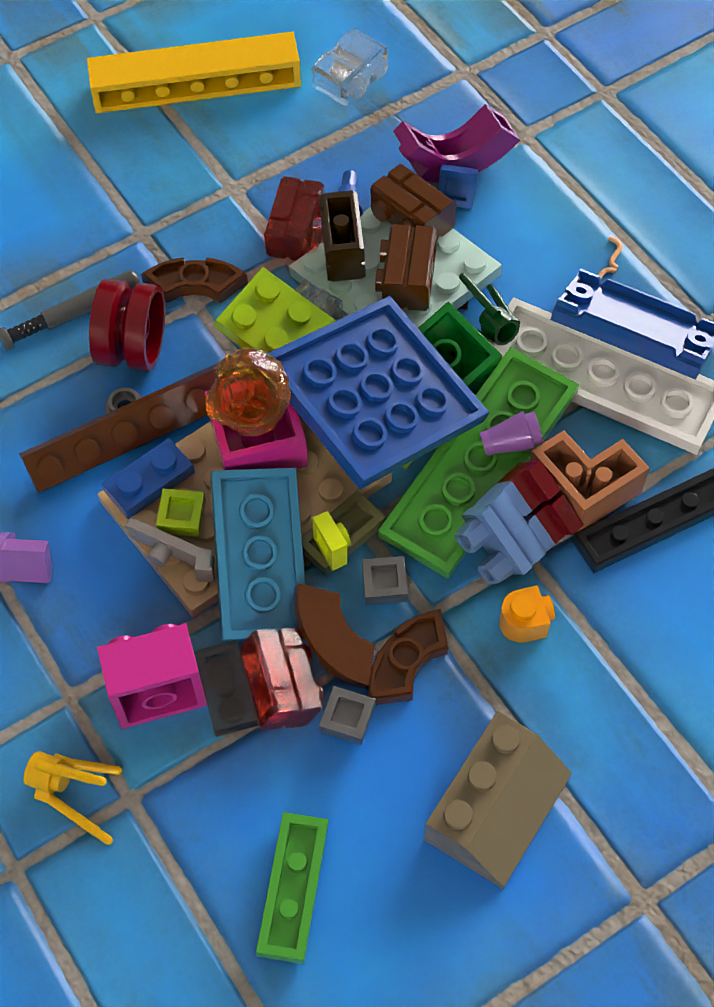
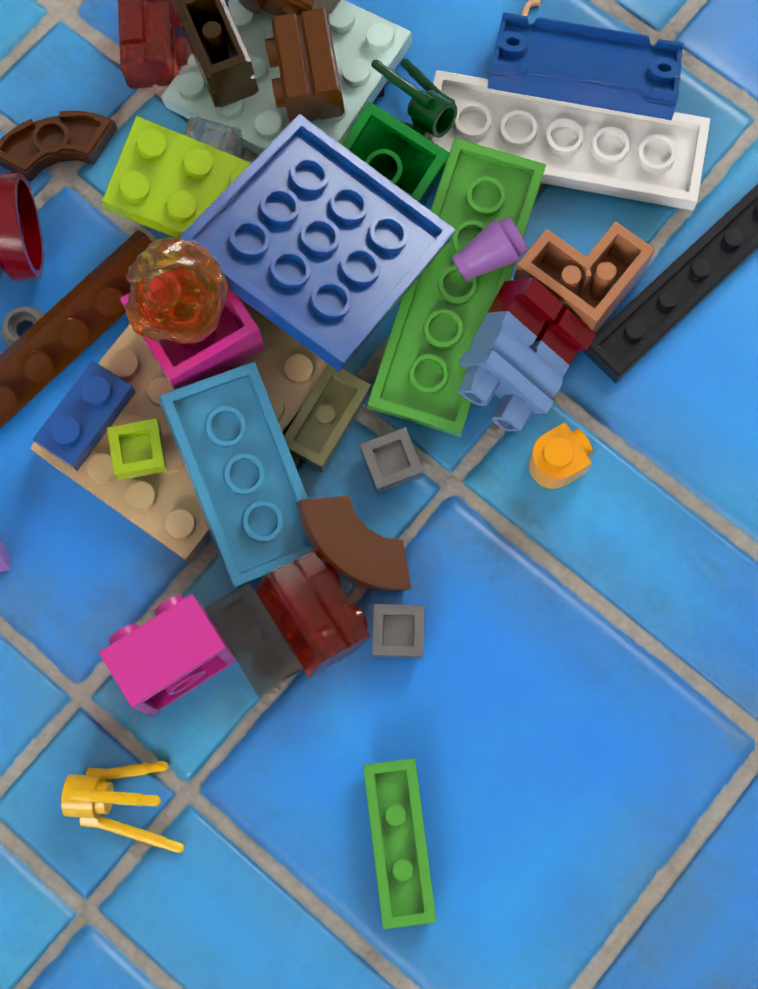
camera: 15 degrees left, 15 degrees up
(167, 545) = (134, 493): light grey piece -> none
(331, 539) = (321, 434): neon yellow plate -> none
(404, 655) = (438, 540): reddish brown tile -> none
(497, 800) = (589, 680): dark tan slope -> none

